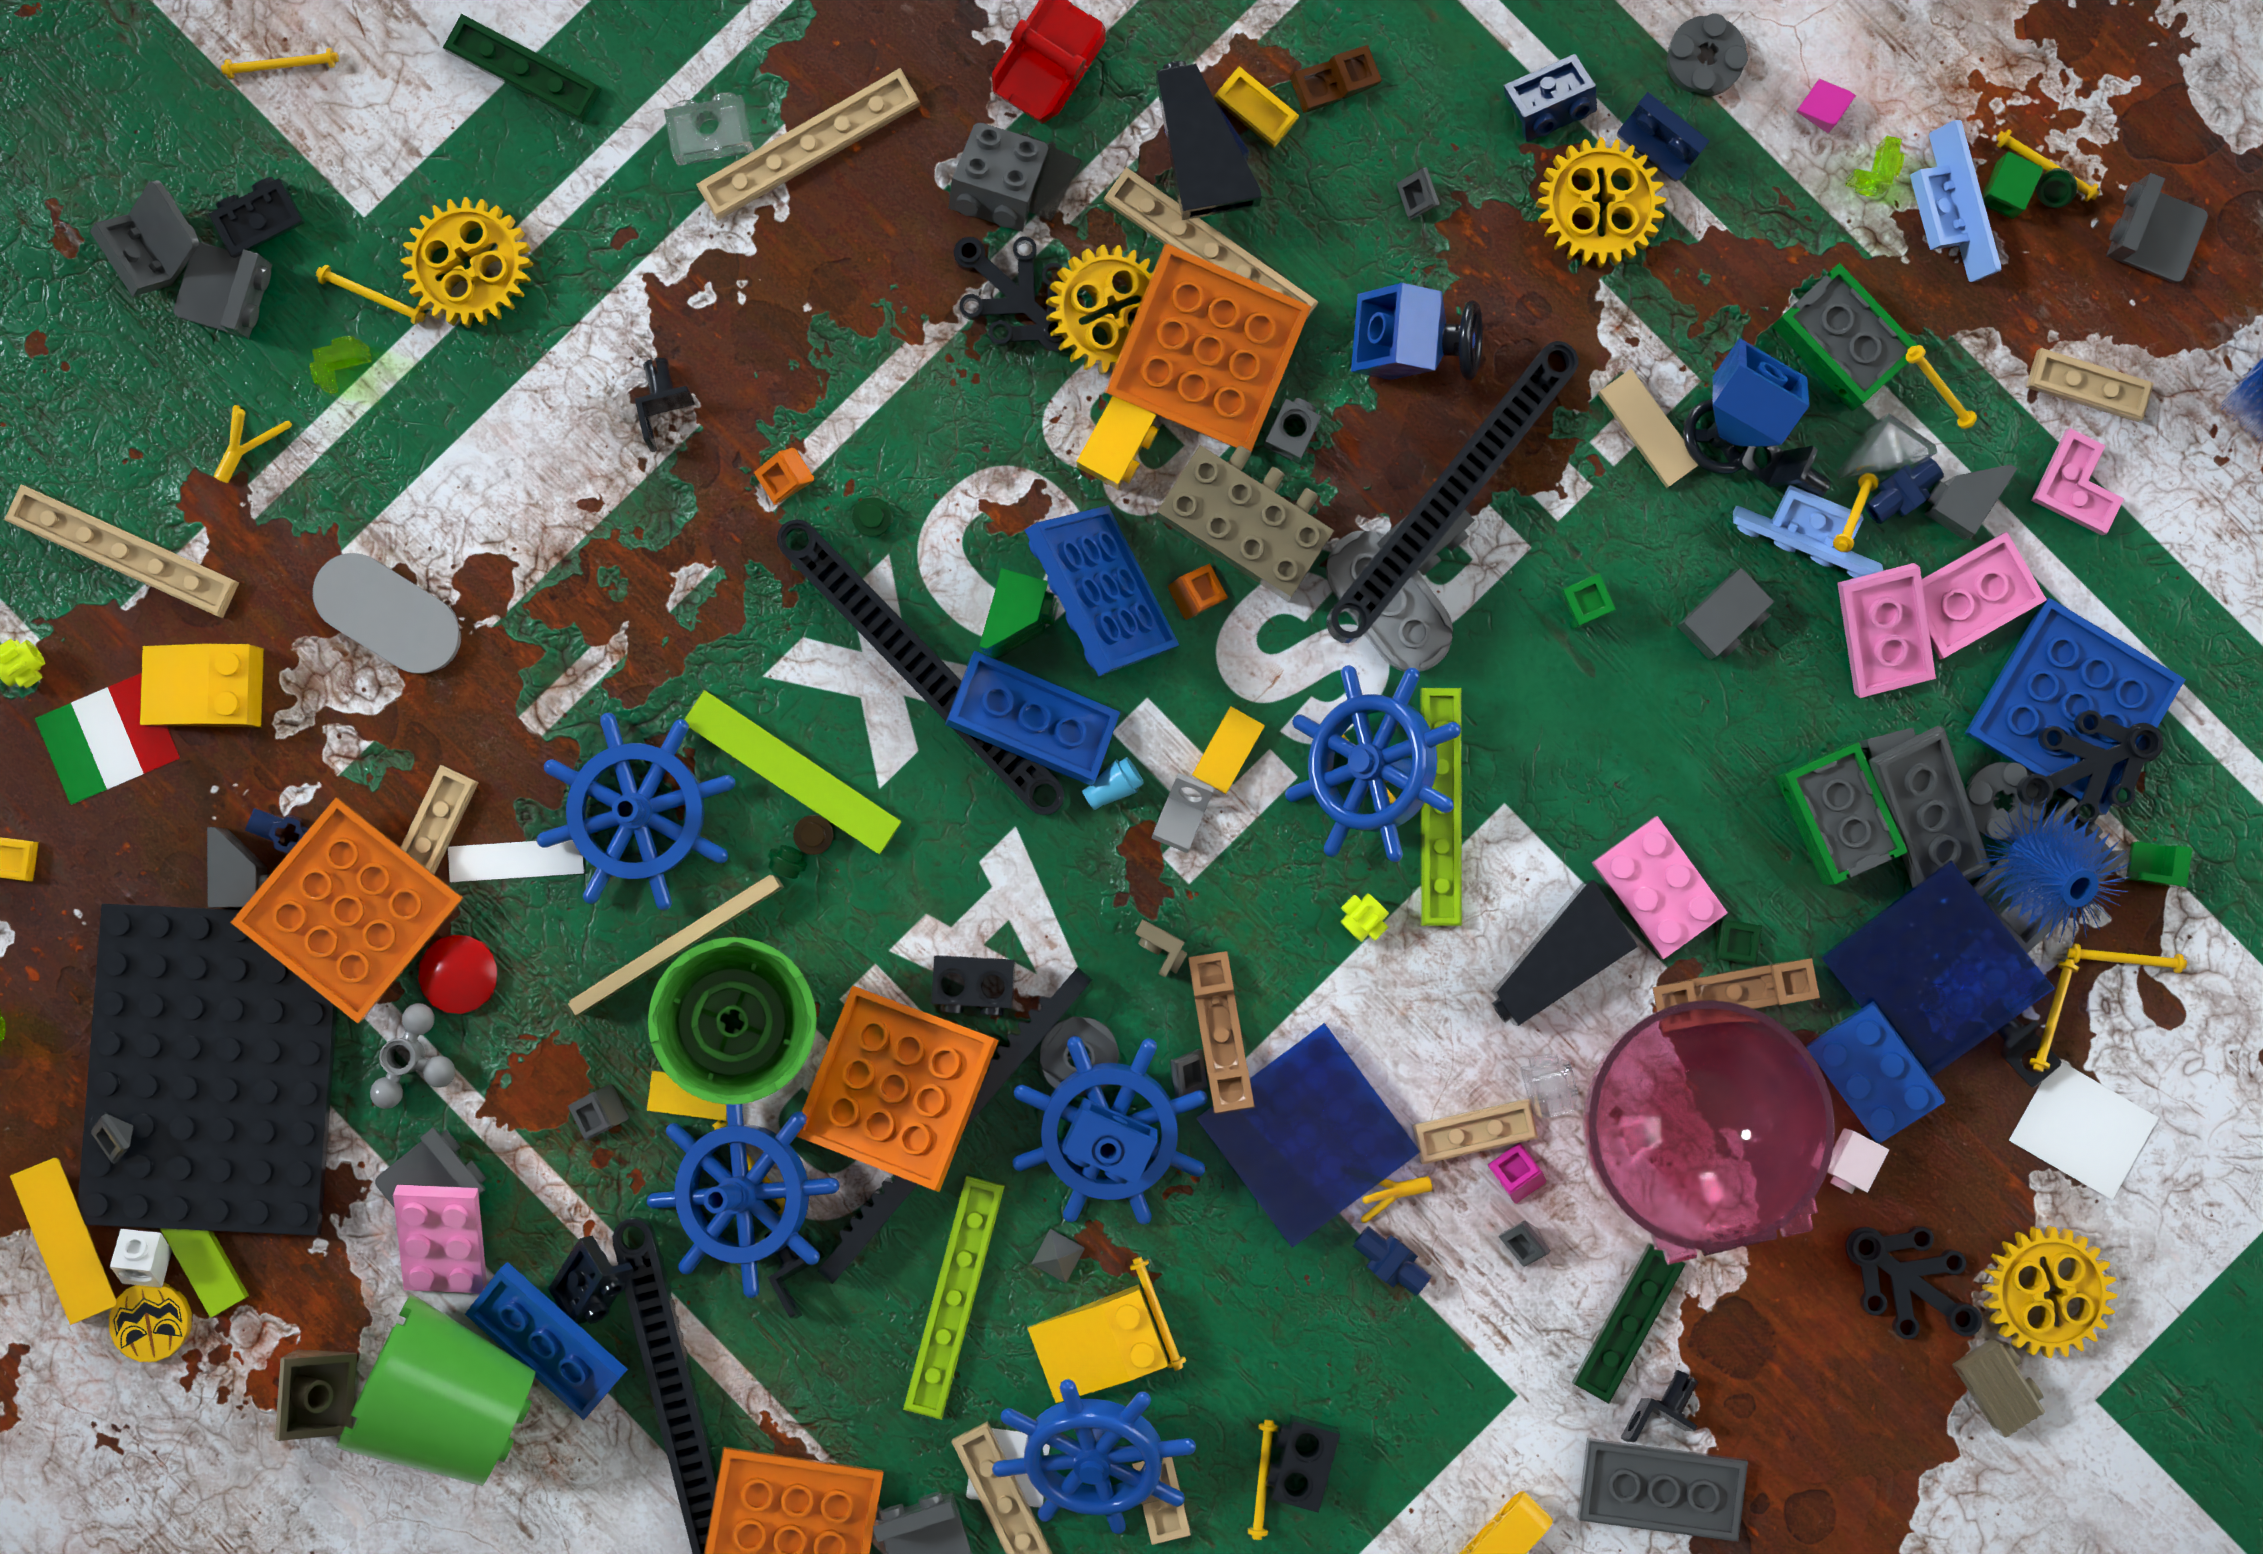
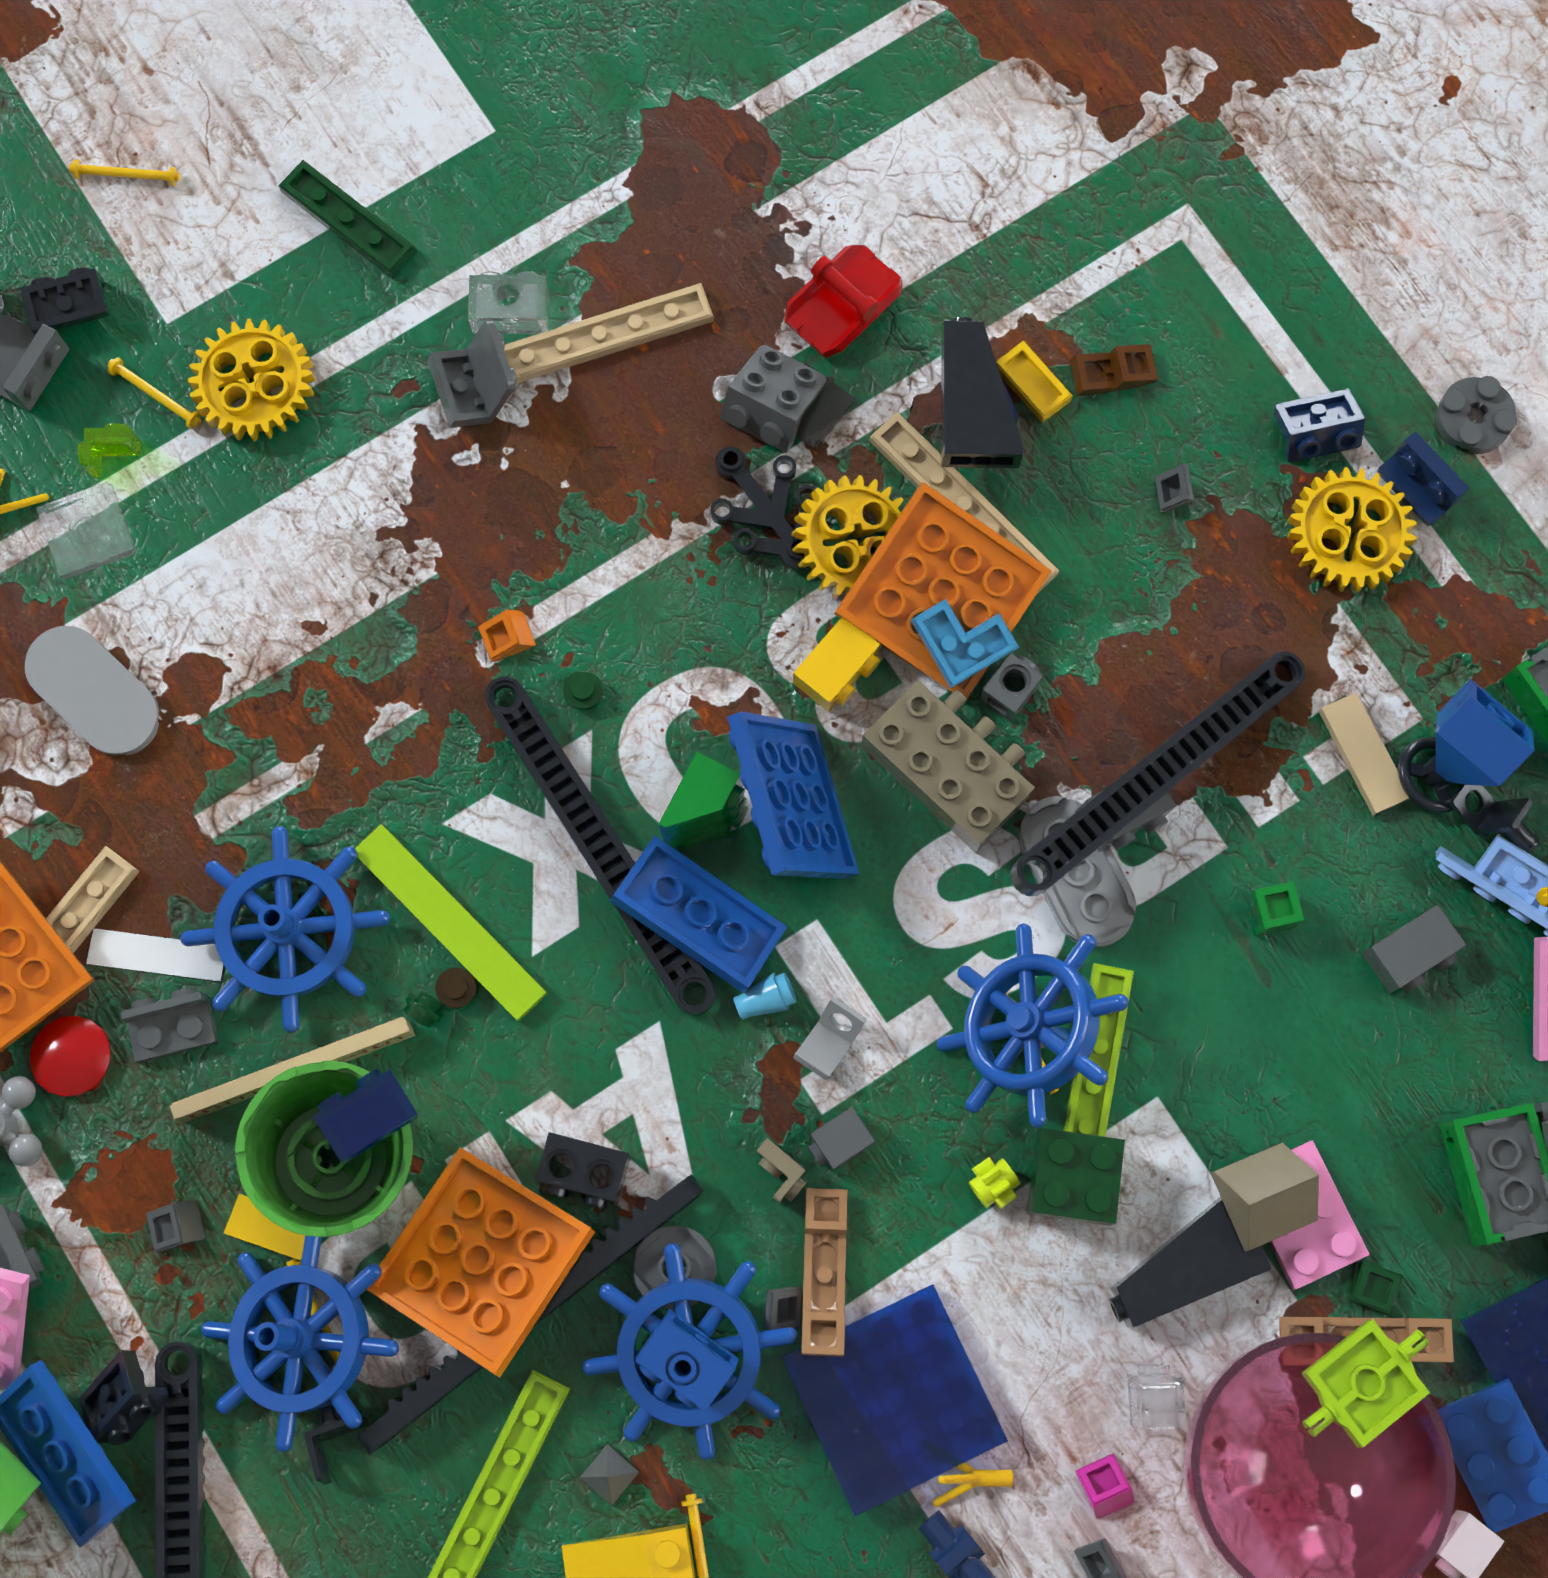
camera: 15 degrees right, 10 degrees down
(338, 451) = (86, 530): none -> clear tile
(547, 926) = (170, 1025): none -> dark grey bracket
(661, 398) = (403, 541): black bracket -> none
(692, 218) = (473, 380): none -> dark grey bracket
(764, 984) = (364, 1115): none -> clear blue brick
(1197, 591) = (887, 824): orange slope -> none
(1211, 906) = (840, 1140): none -> dark grey brick
(1228, 750) = (888, 986): yellow tile -> none
(1232, 407) = (962, 653): none -> dark azure tile
(1406, 333) = (1139, 613): blue piece -> none
(1440, 897) = (1076, 1177): none -> dark green brick
(1475, 1131) = (1068, 1431): tan tile -> none
(1623, 878) = (1268, 1195): none -> dark tan slope
(1737, 1039) = (1365, 1383): none -> lime plate

